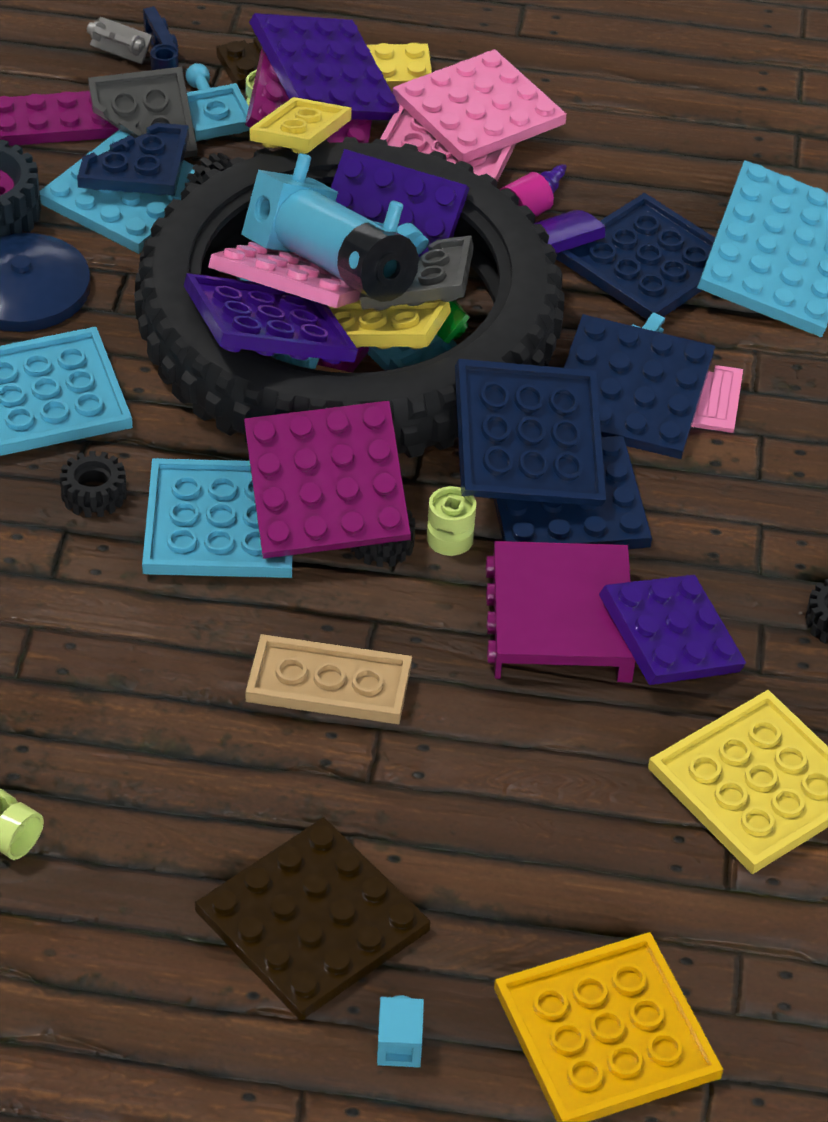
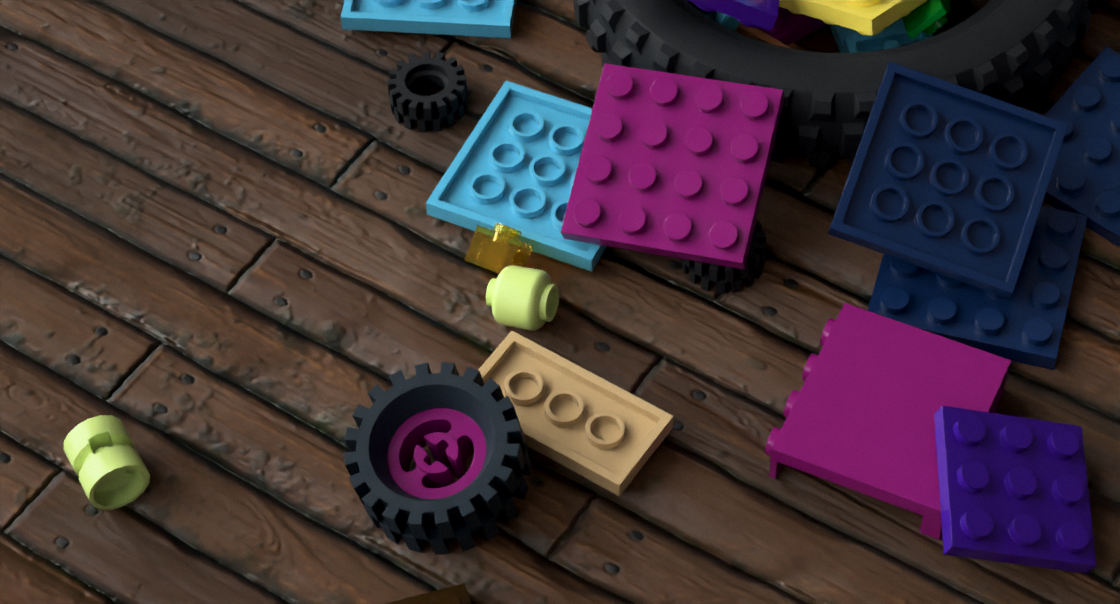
camera: 30 degrees right, 5 degrees up
(220, 581) = (497, 248): none -> clear yellow plate
(255, 609) = (522, 297): none -> yellowish green head
(265, 703) = (455, 421): none -> black wheel
(451, 521) = (809, 261): yellowish green wheel -> none

